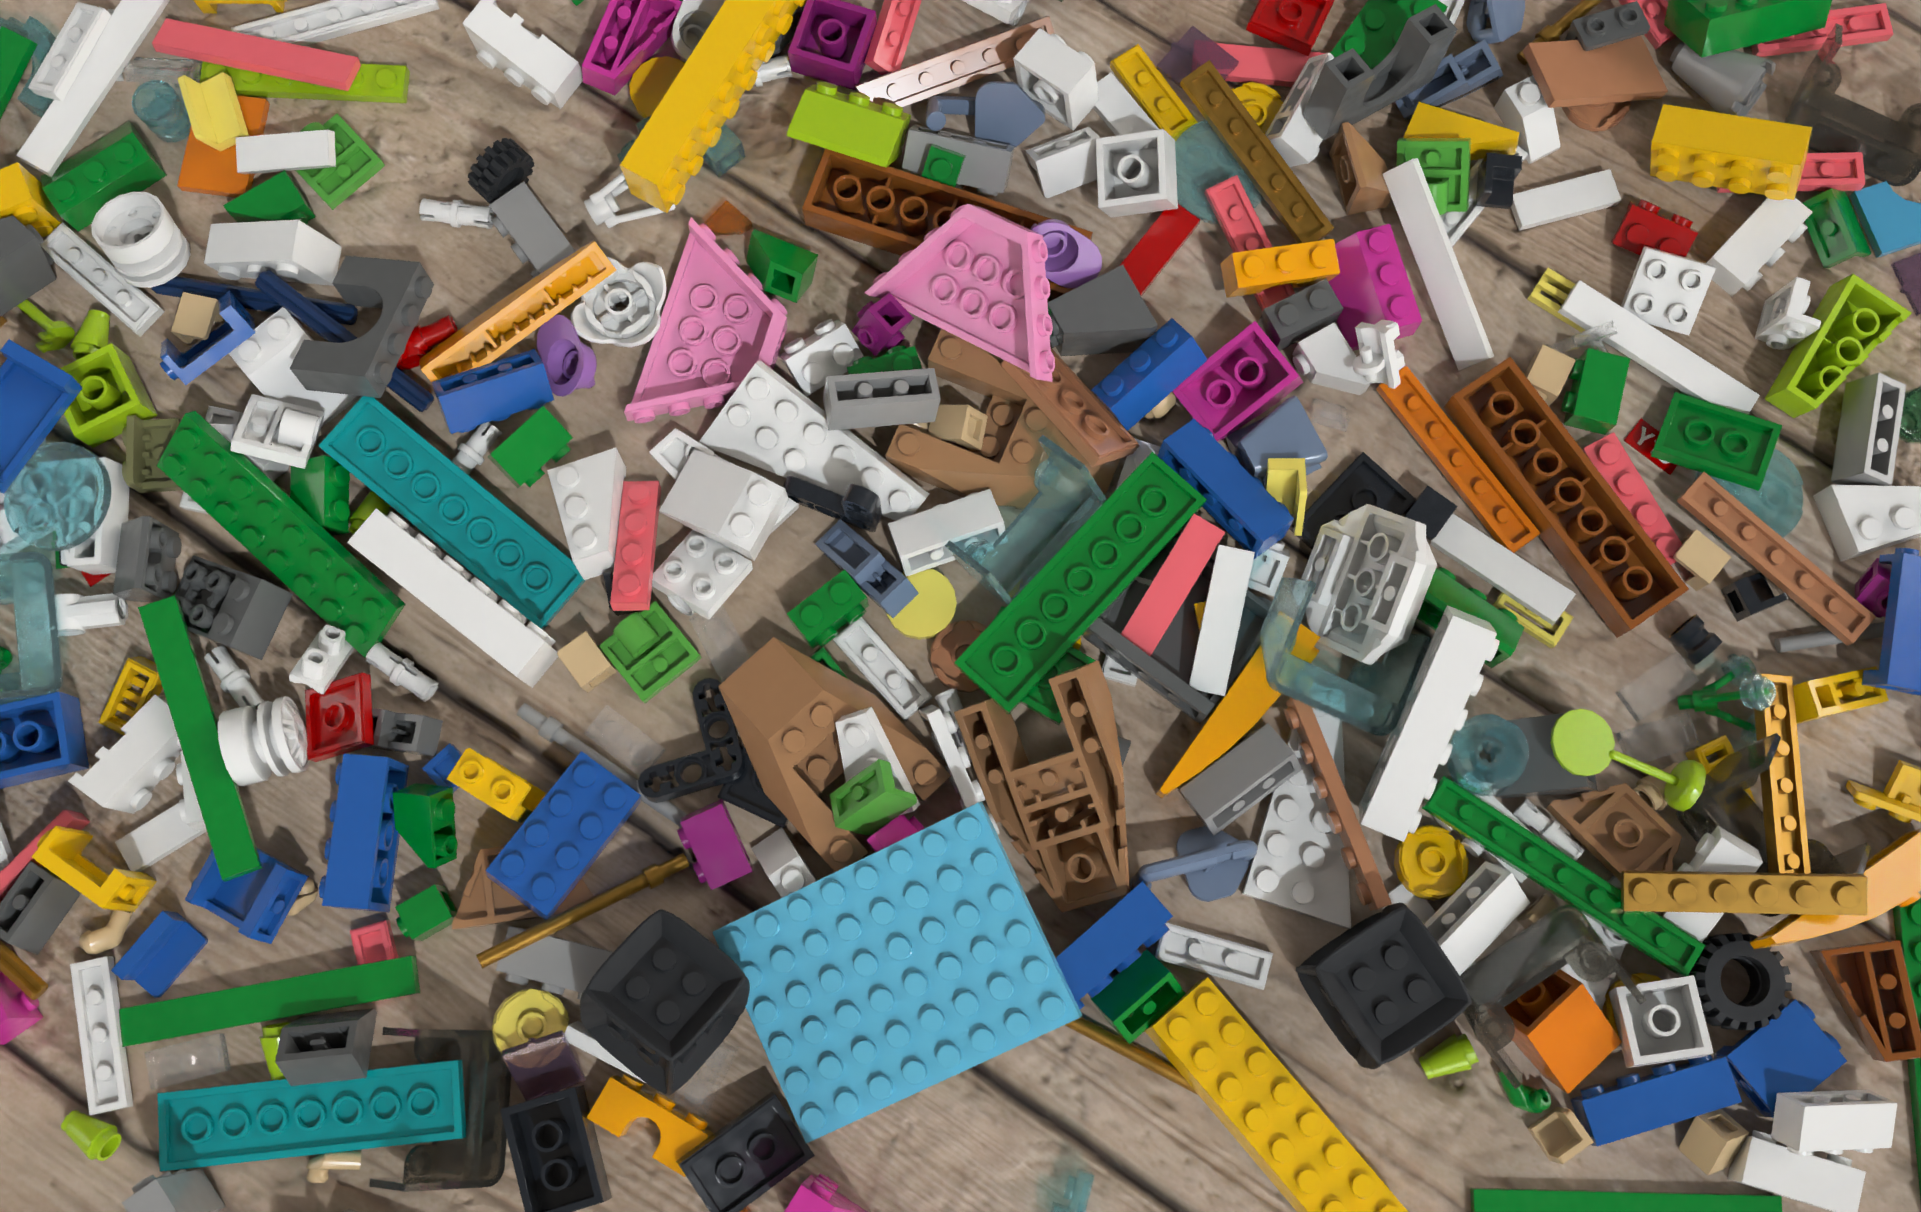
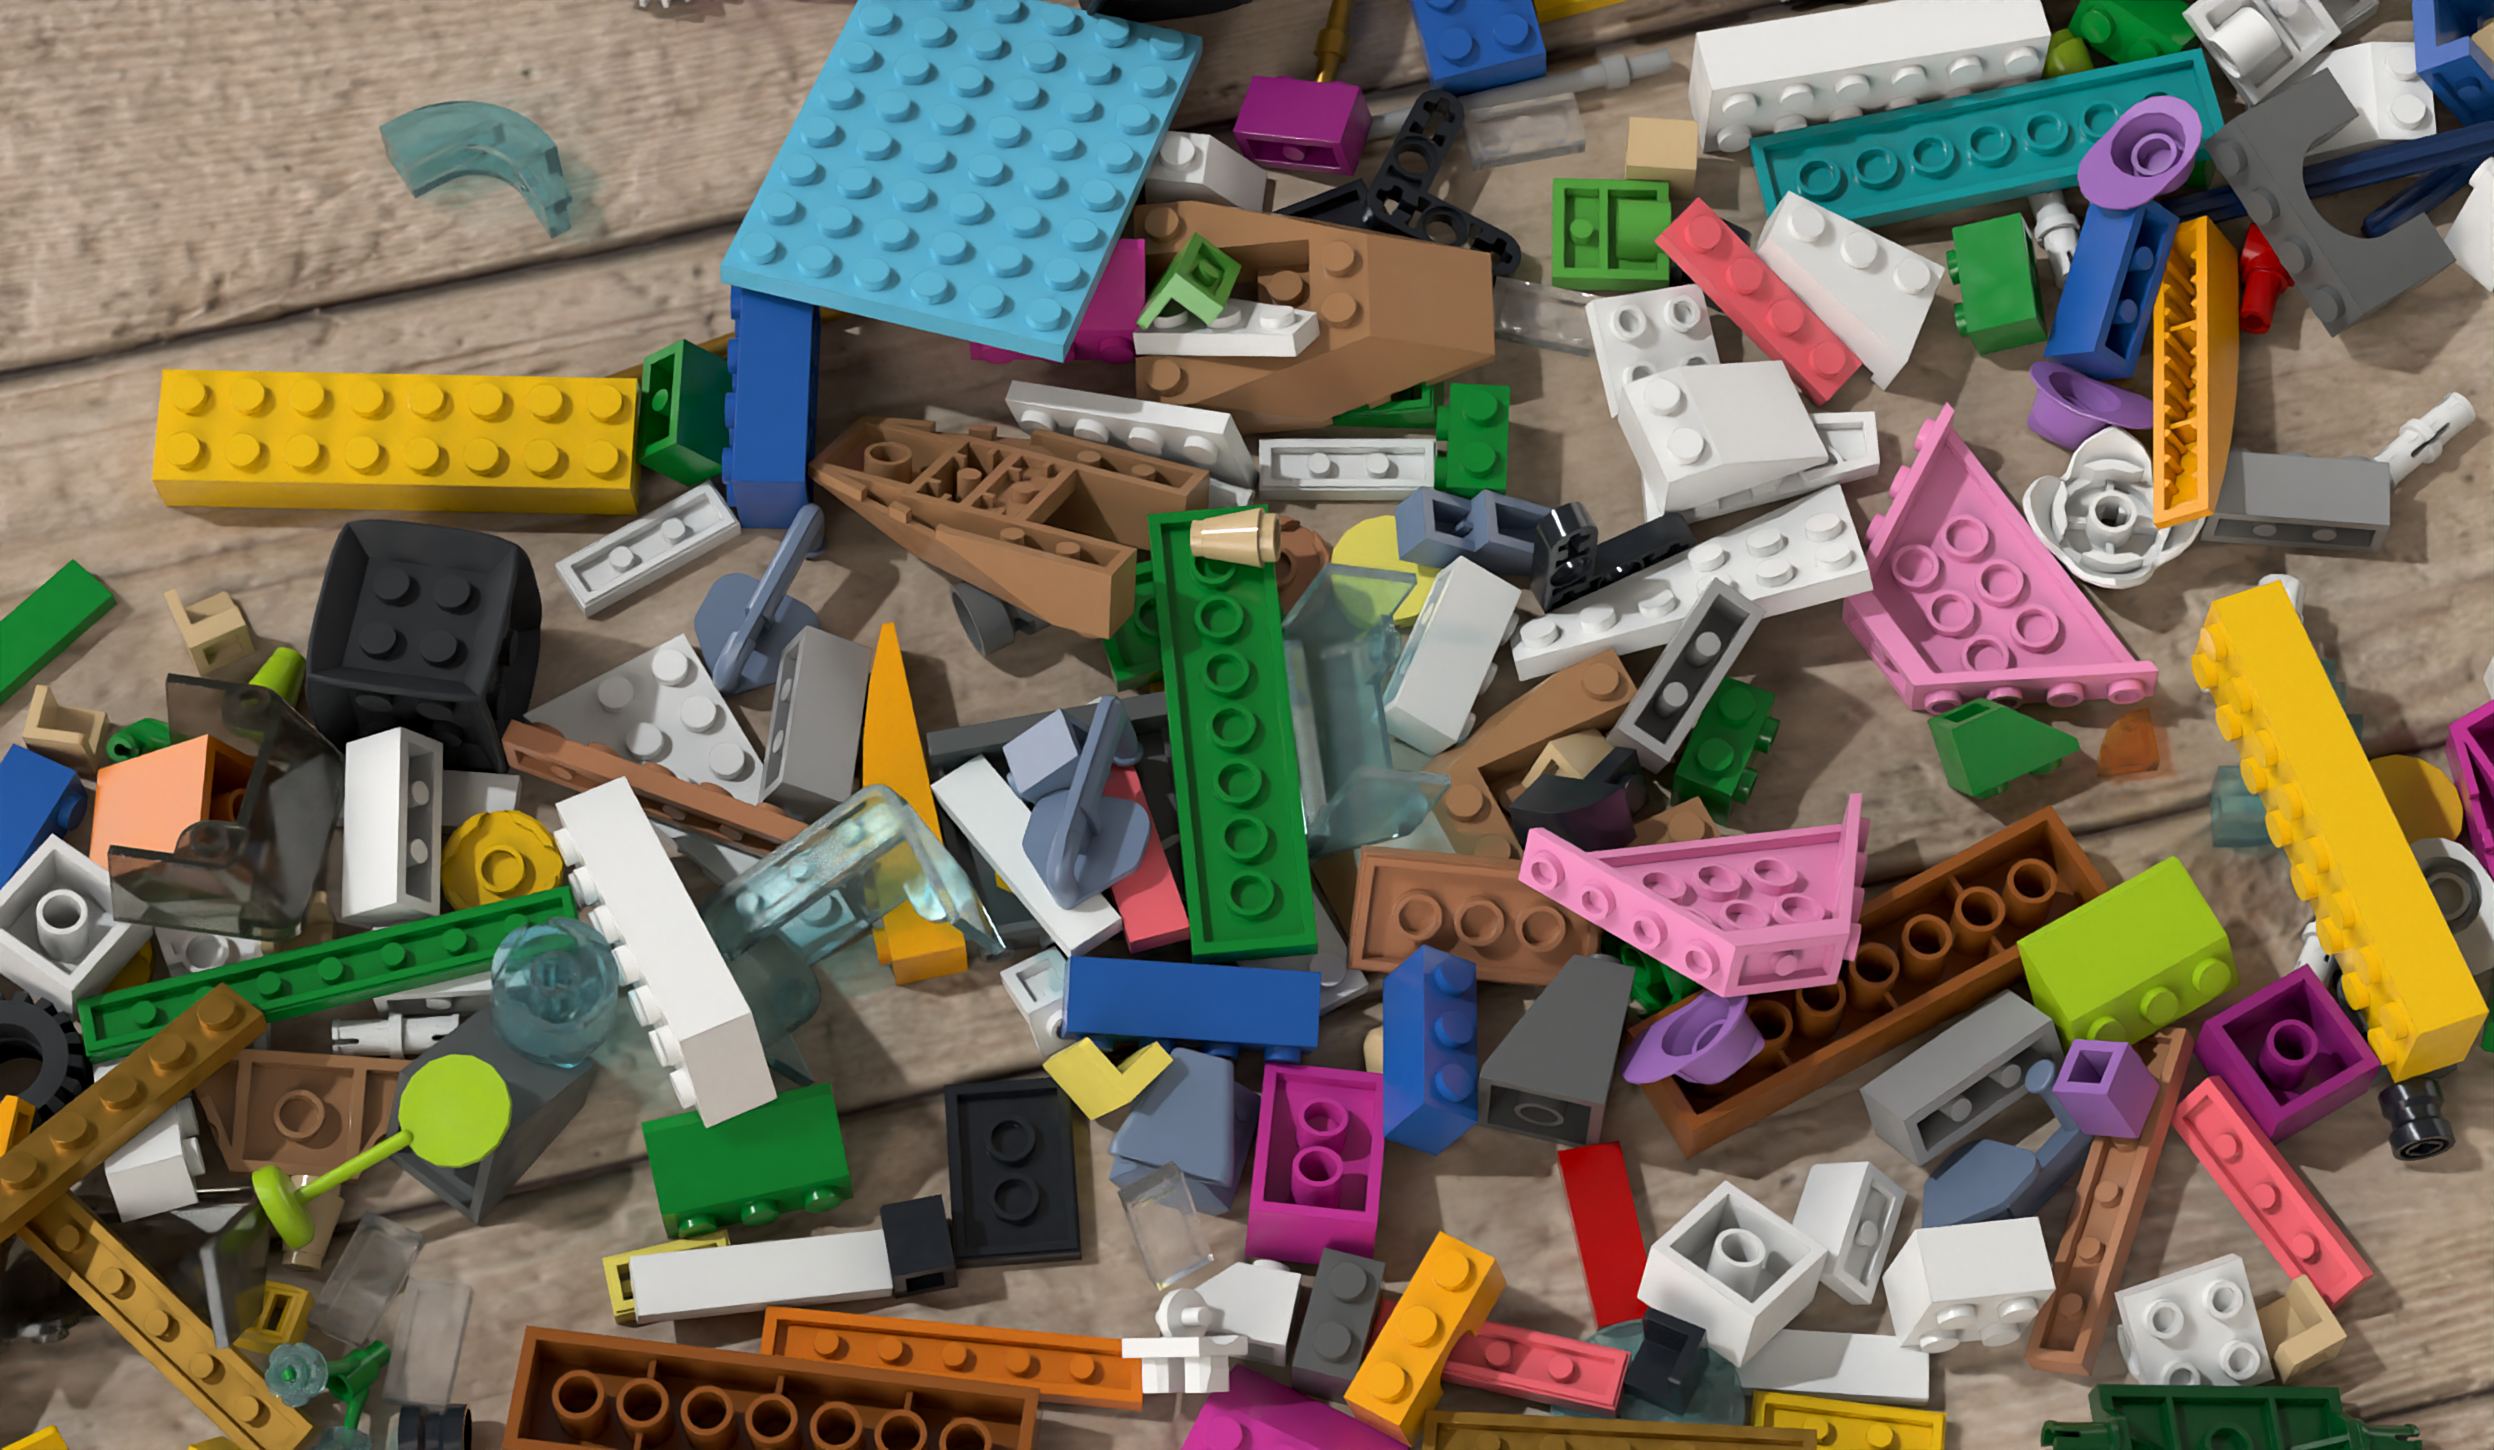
camera: 130 degrees right, 15 degrees down
(415, 413) = (2142, 154): none -> medium lavender piece
(500, 169) = (2430, 513): black tyre -> none
(820, 355) = (1829, 705): white bracket -> none
(882, 324) = (1797, 766): magenta brick -> none
(918, 88) = (2106, 1088): none -> medium lavender brick
(943, 165) = (1960, 1028): green plate -> none
(989, 390) = (1587, 811): none -> black brick
(990, 652) = (1238, 537): none -> tan cone
(1169, 642) = (1046, 756): none -> brick
(1195, 594) = (1080, 836): none -> sand blue piece
(1200, 166) = (1668, 1362): none -> black panel
(1369, 581) = (899, 1056): white piece -> none
(1445, 1124) = (211, 630): none -> tan panel

